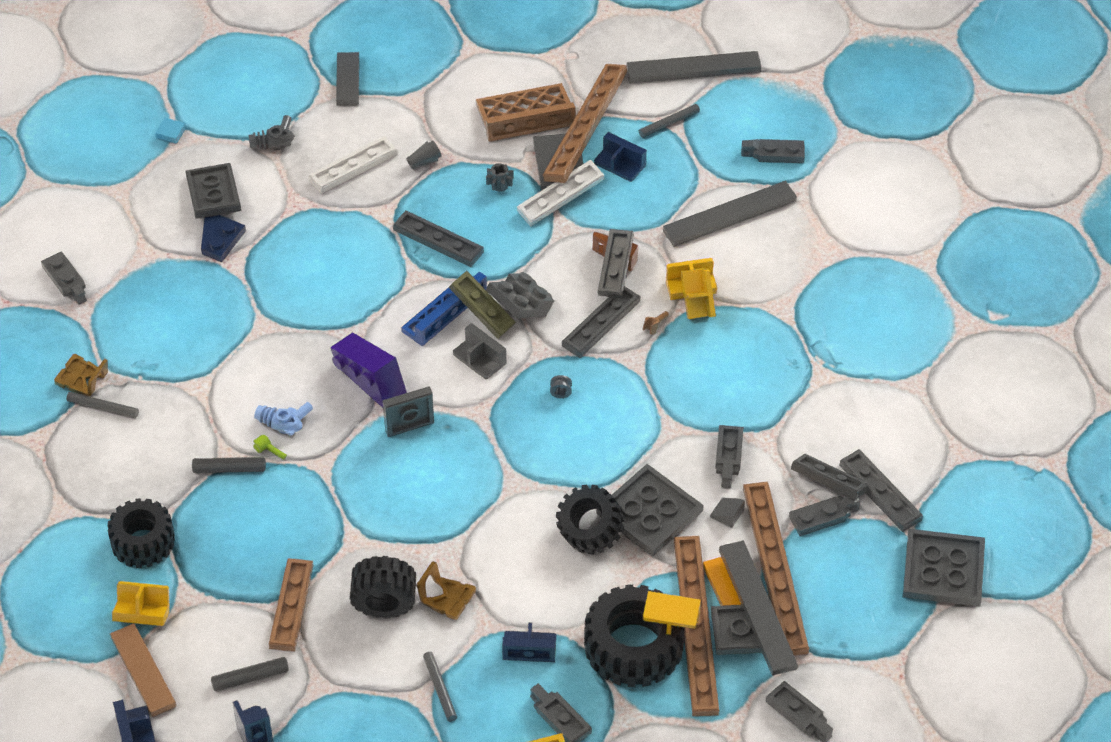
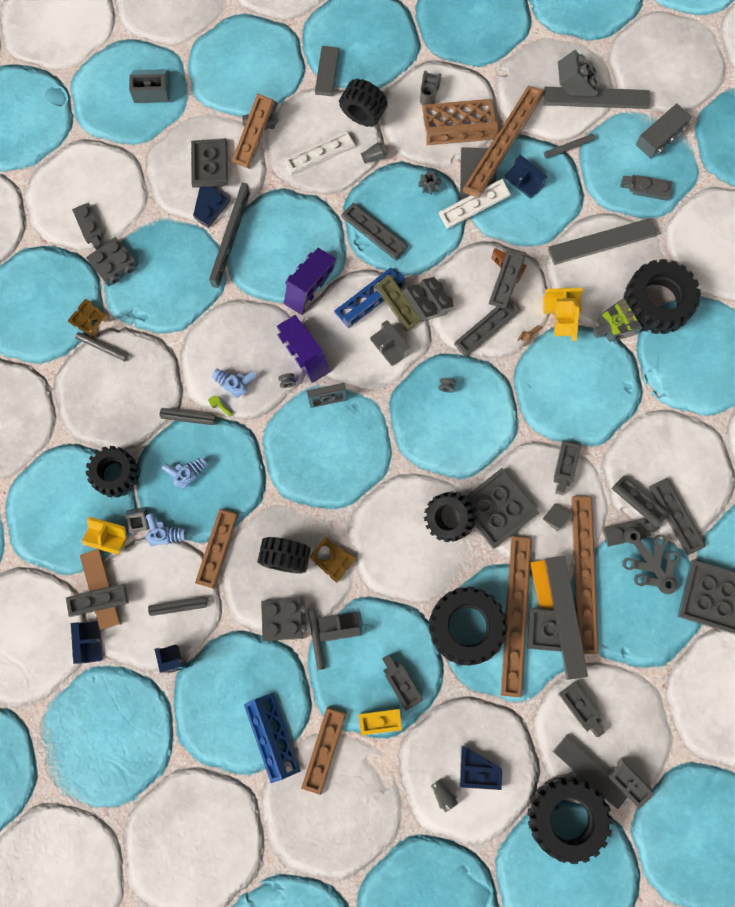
camera: 10 degrees right, 25 degrees up
(102, 311) = (112, 262): none -> dark grey plate
(123, 119) = (149, 85): none -> dark grey slope
(142, 677) = (97, 600): none -> dark grey tile
(170, 130) = (185, 100): medium azure tile -> none
(180, 587) = (136, 520): none -> dark grey slope
(215, 595) = (162, 534): none -> light blue piece
(238, 525) = (185, 474): none -> light blue piece
(252, 263) = (229, 235): none -> dark grey tile
(265, 149) = (253, 131): none -> medium nougat tile
(353, 408) = (287, 380): none -> dark grey bush
(361, 295) = (307, 279): none -> dark purple wedge
(393, 668) = (283, 619): none -> dark grey plate
(401, 101) = (363, 102): none -> black tyre
(468, 668) = (339, 627): none -> dark grey panel
(482, 79) = (429, 87): none -> dark grey piece
(529, 645) = (388, 614): dark blue panel -> none
(664, 44) = (577, 75): none -> dark grey slope
(671, 610) = (499, 628): yellow panel -> none
(764, 293) = (617, 322): none -> torso
(783, 90) = (664, 131): none -> dark grey brick
(817, 235) = (674, 278): none -> black tyre
(856, 539) = (653, 562): none -> dark grey plant

